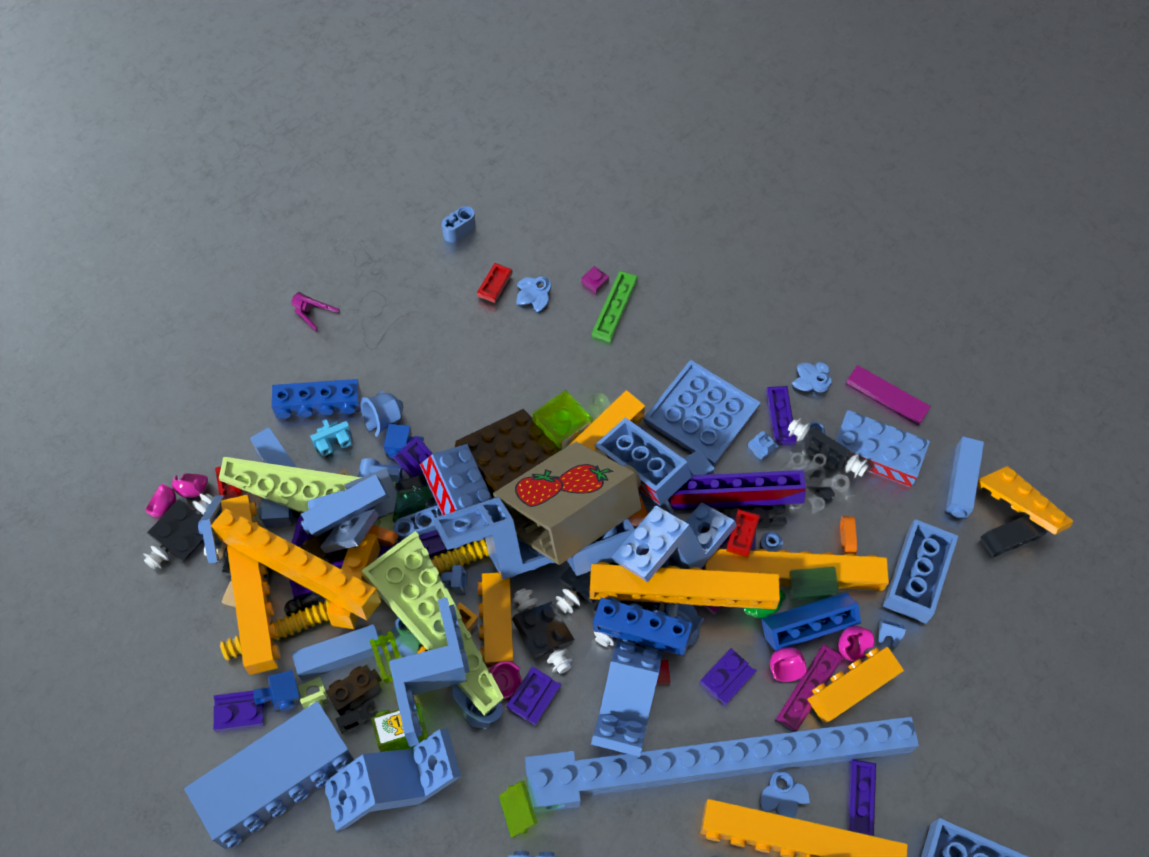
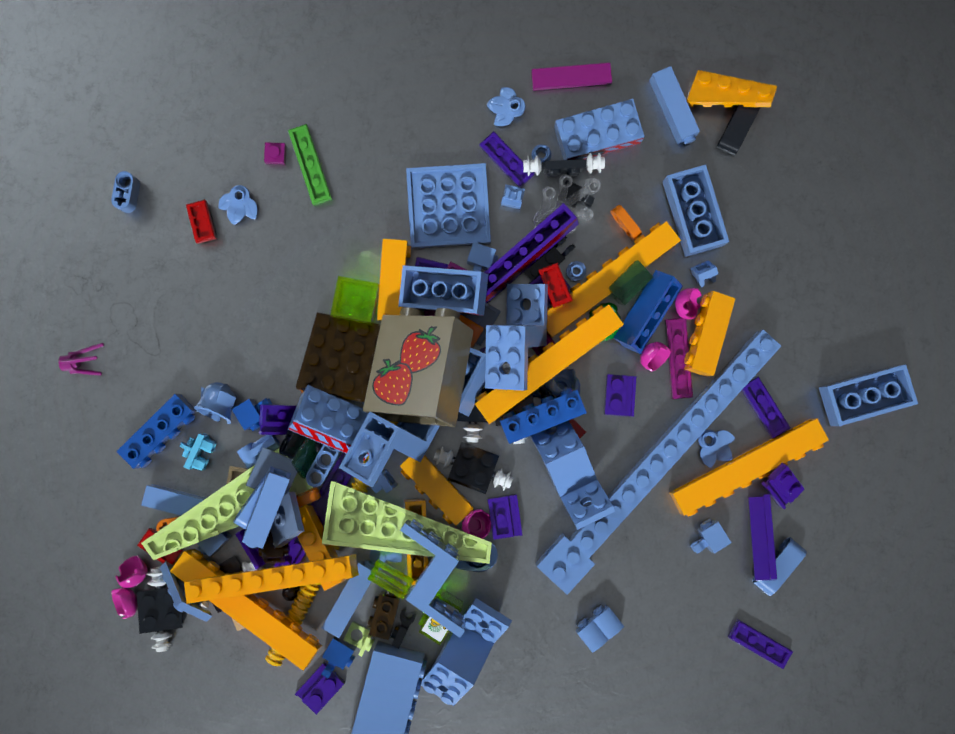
camera: 35 degrees left, 25 degrees up
(518, 809) = (557, 599): clear neon green piece -> none

